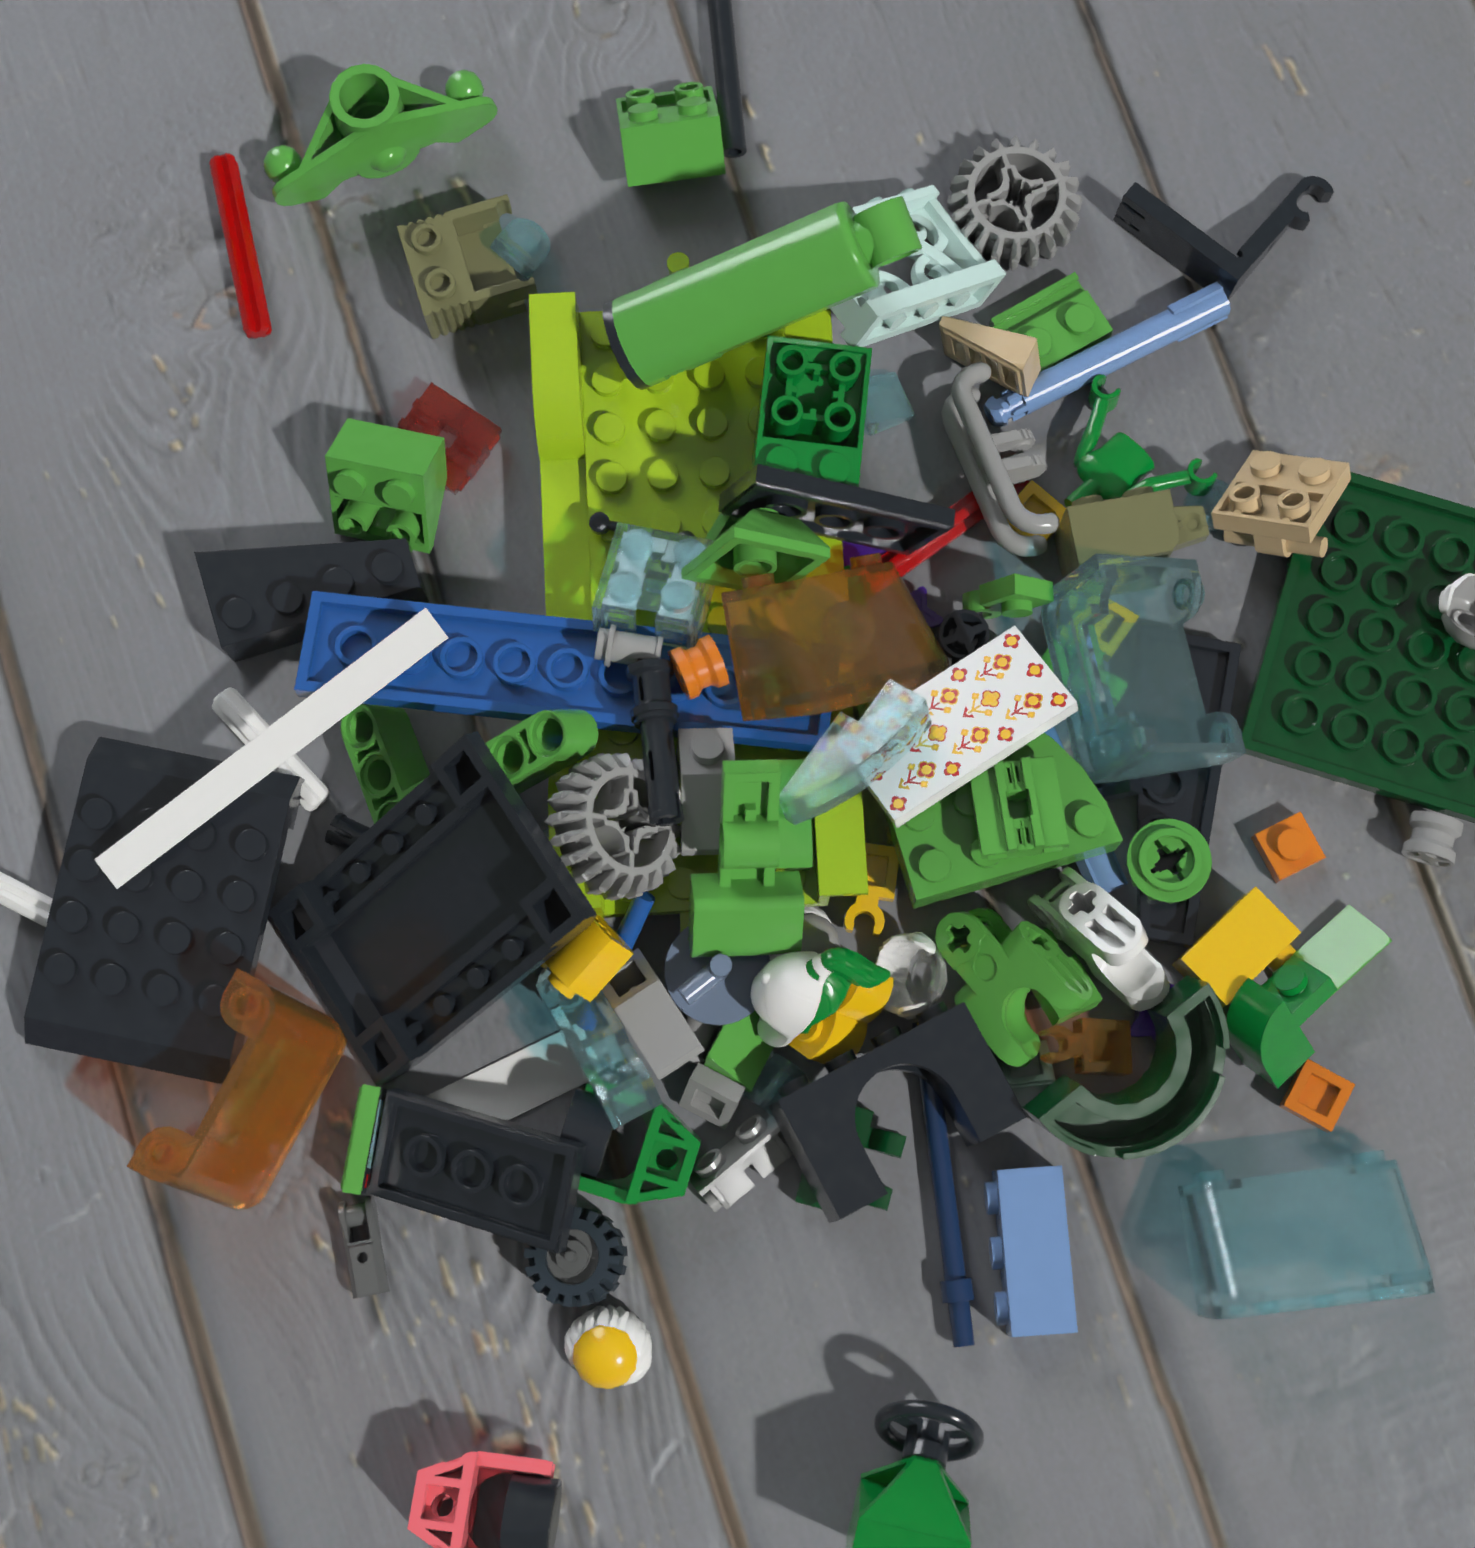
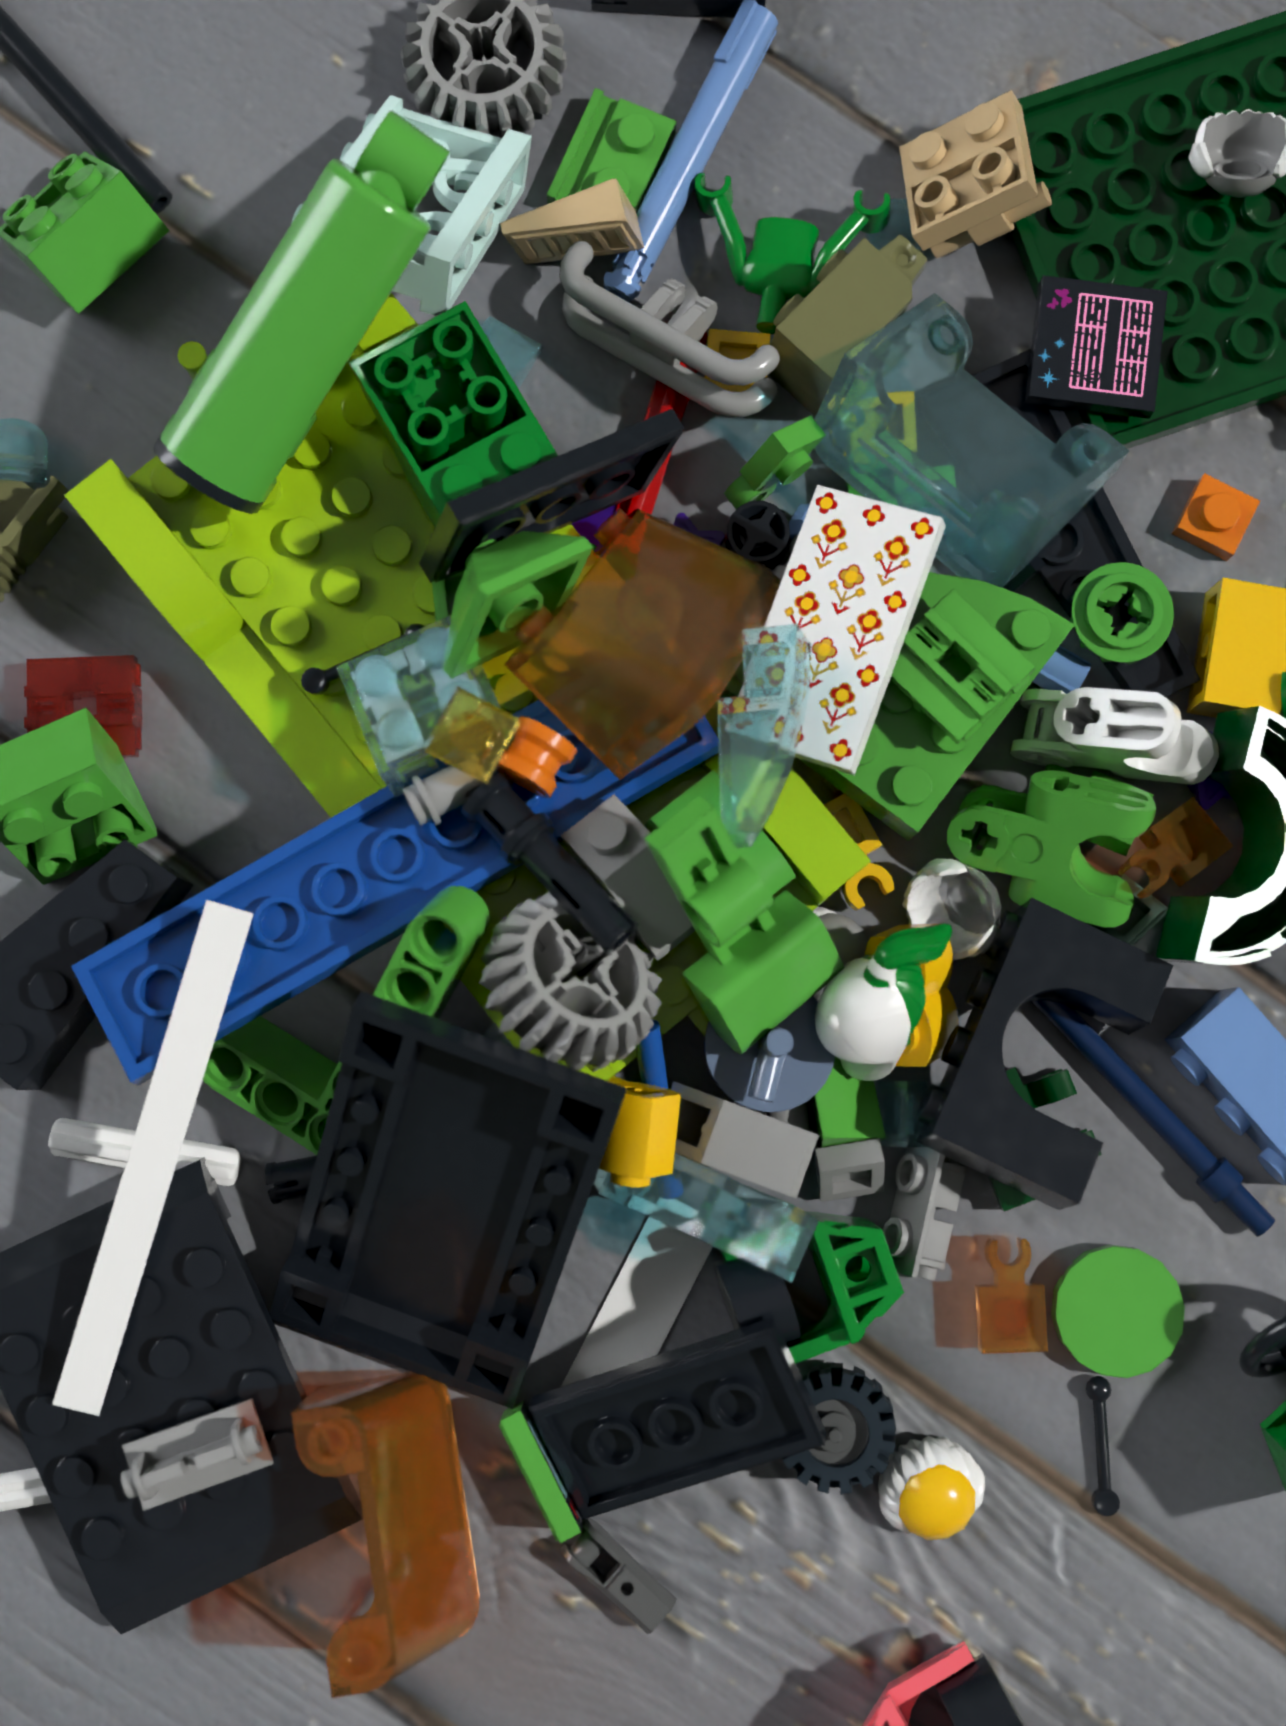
camera: 40 degrees left, 5 degrees up
(157, 958) = (195, 1455): none -> light grey hinge
(666, 621) = (471, 734): none -> clear yellow plate
(720, 1445) = (1103, 1499): none -> black hinge
(749, 1270) = (1010, 1311): none -> clear orange plate
(822, 1326) = (1118, 1311): none -> bright green tile
(1284, 673) = (1096, 347): none -> black tile

